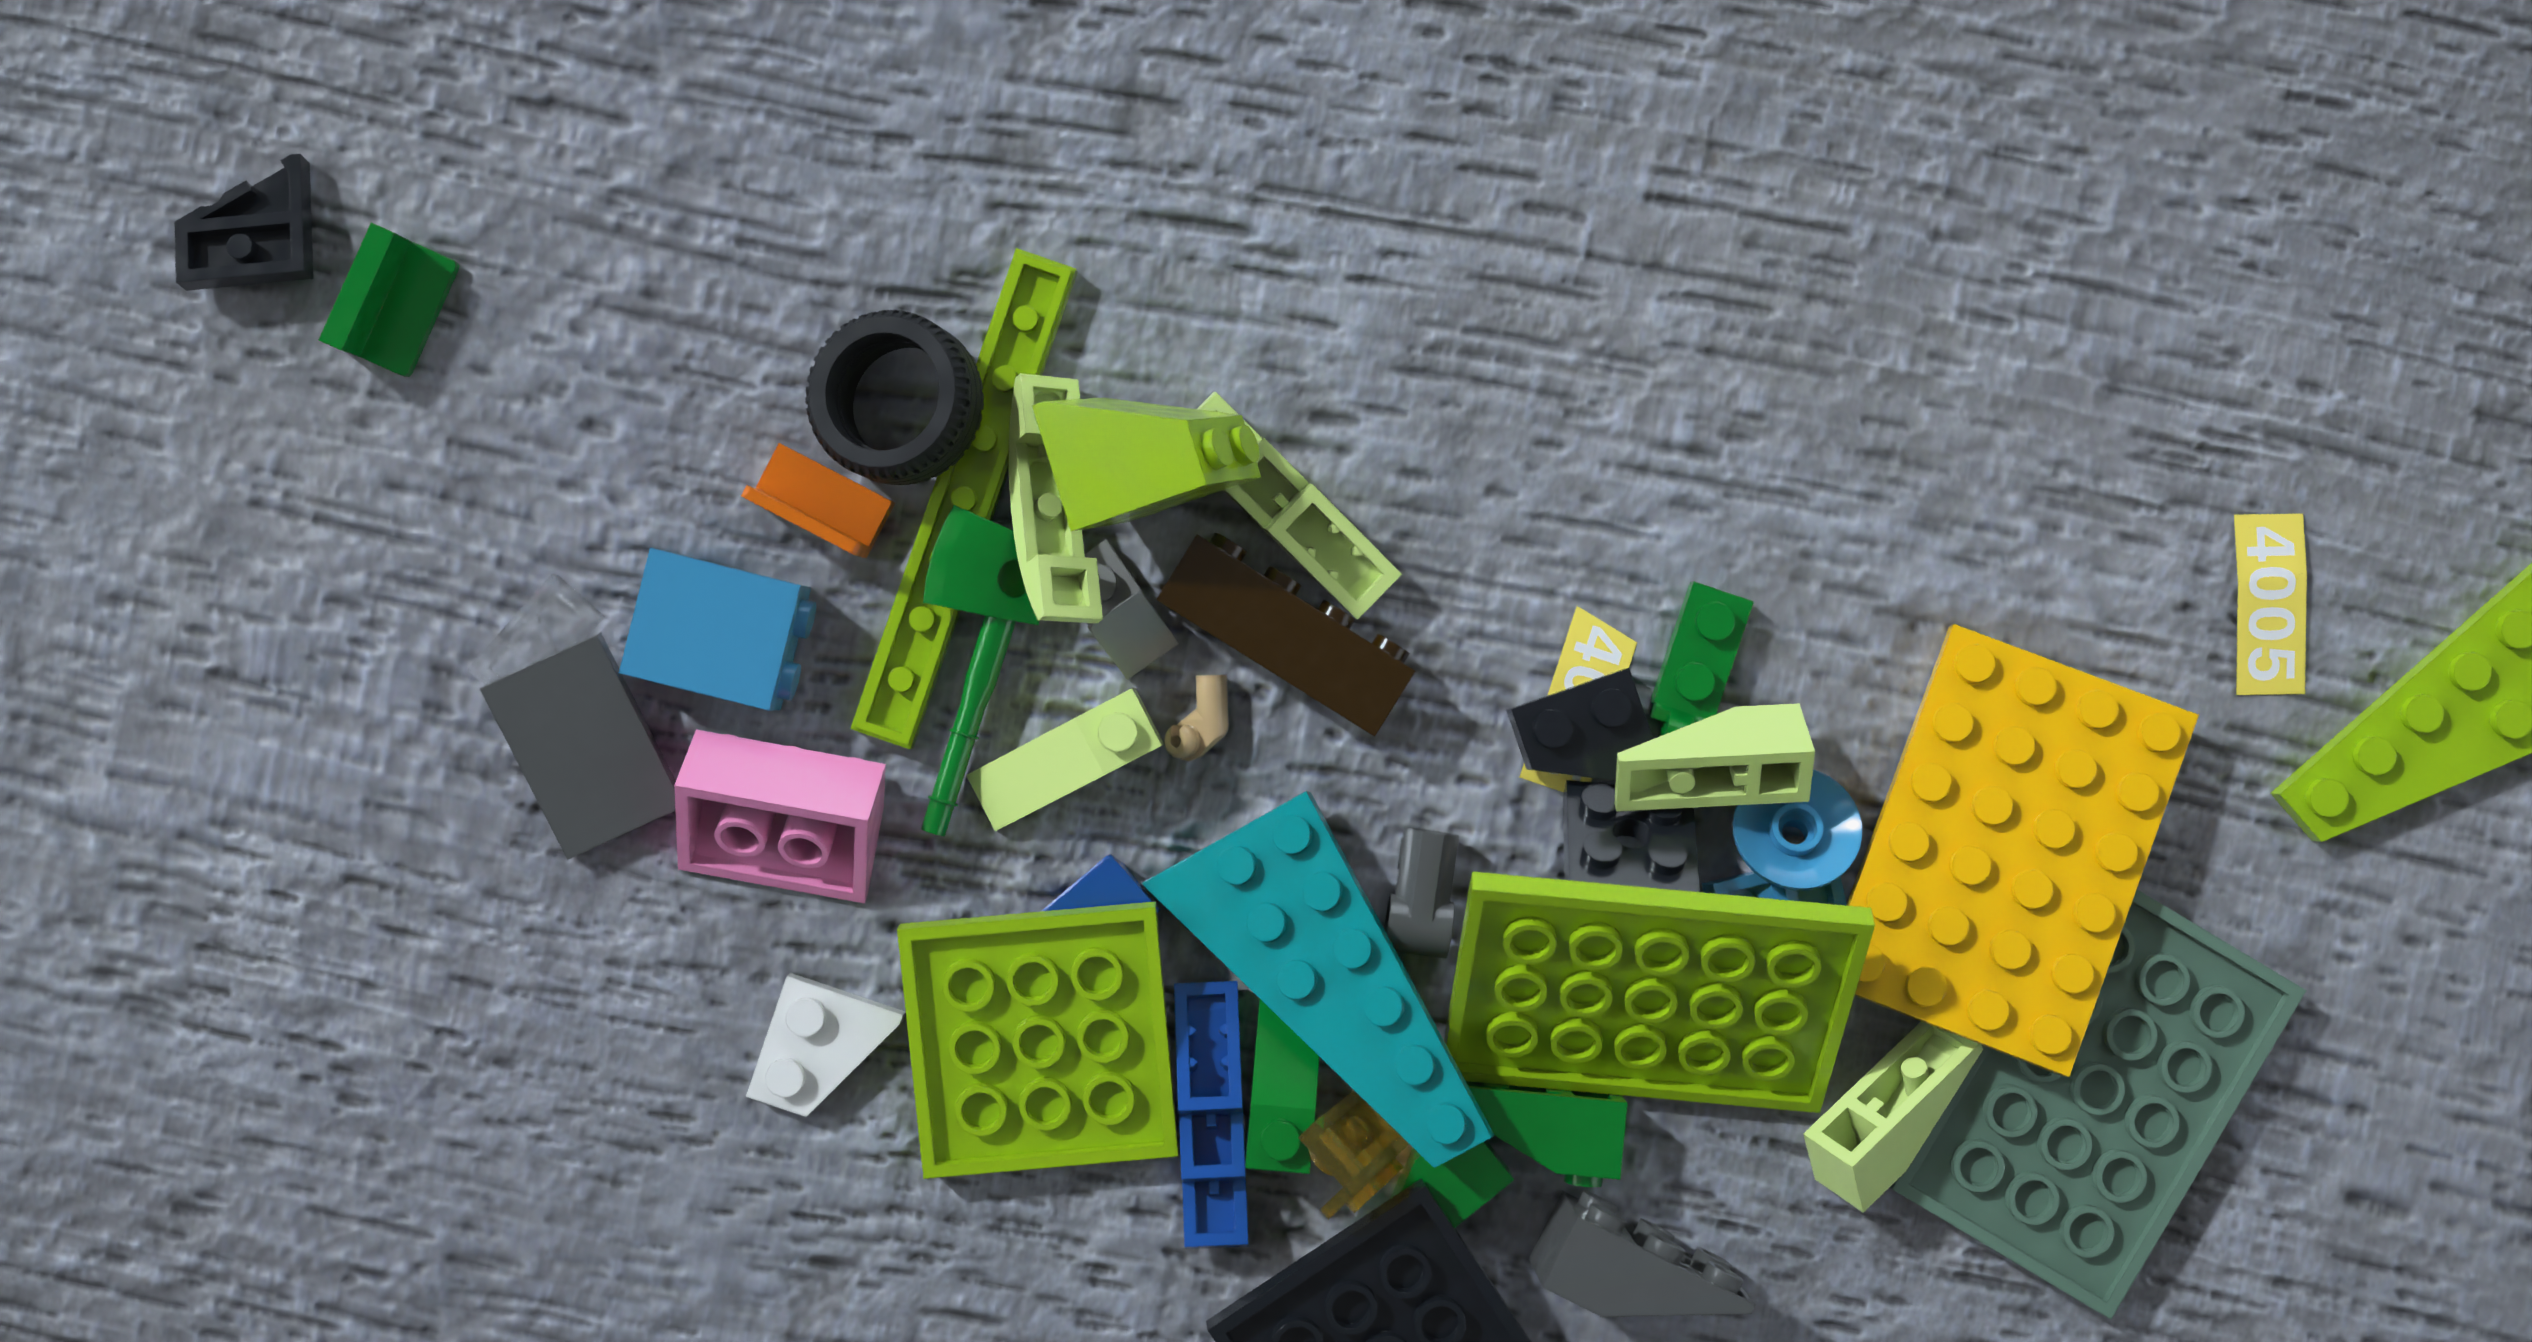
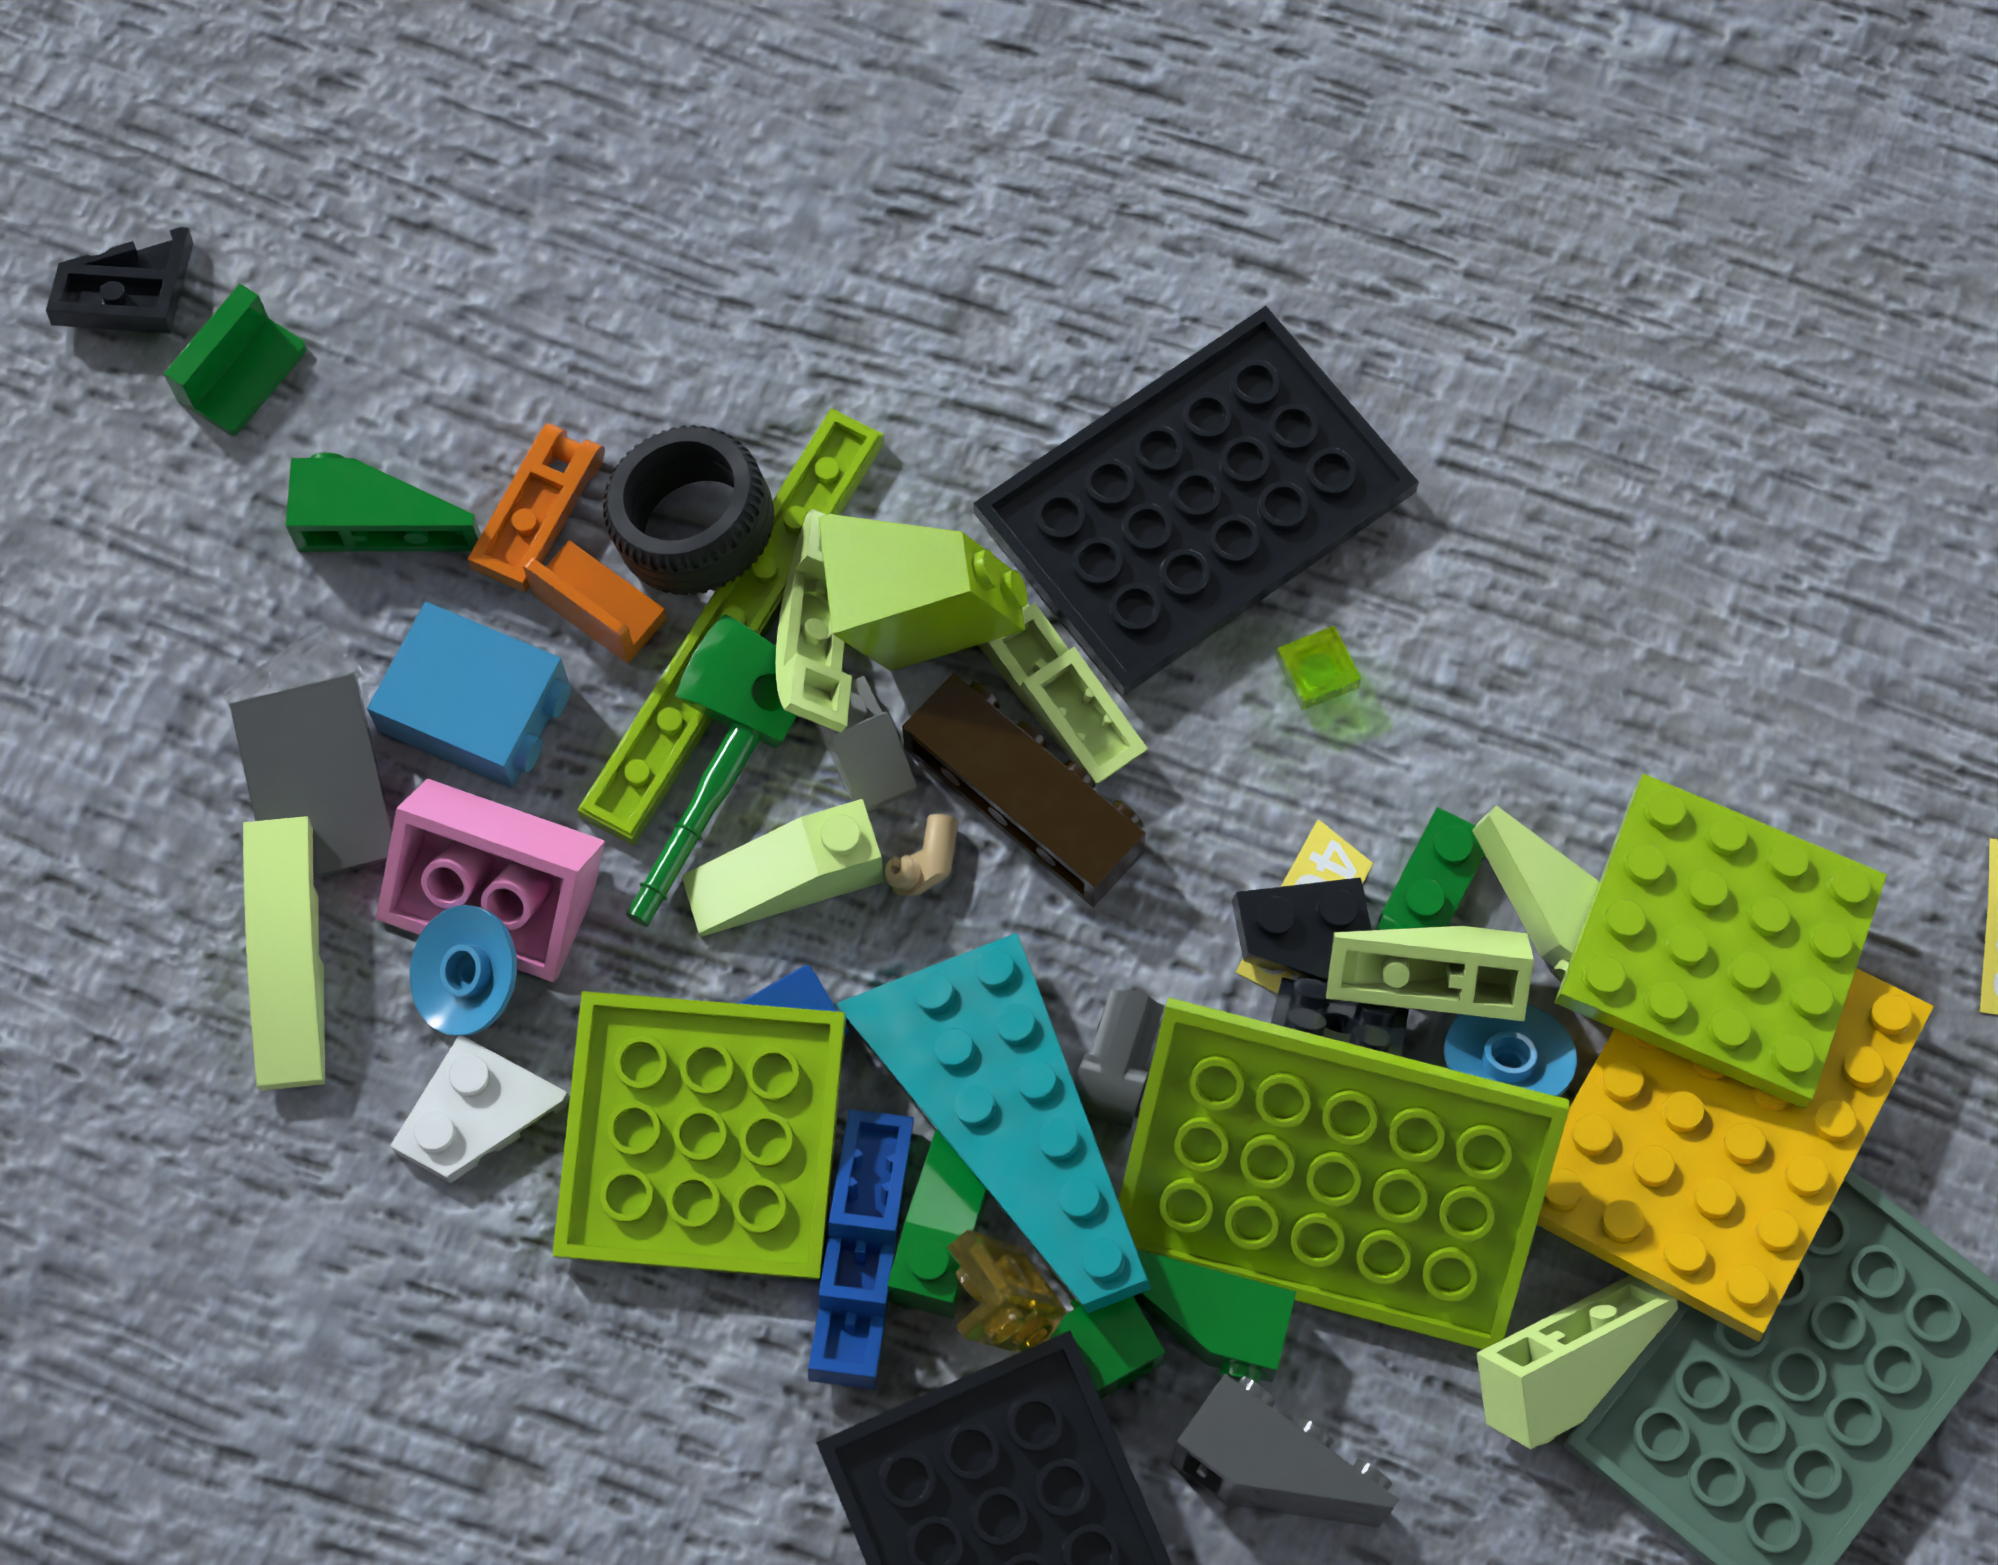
camera: 10 degrees right, 20 degrees down
(546, 446) = (357, 508): none -> green slope
(597, 927) = (283, 954): none -> yellowish green slope
(737, 410) = (535, 506): none -> orange plate
(776, 917) = (444, 967): none -> dark azure dish
(1406, 285) = (1194, 499): none -> black plate
(1557, 453) = (1318, 667): none -> clear neon green plate
(1833, 677) = (1541, 883): none -> yellowish green slope
(1992, 690) = (1722, 940): none -> lime plate

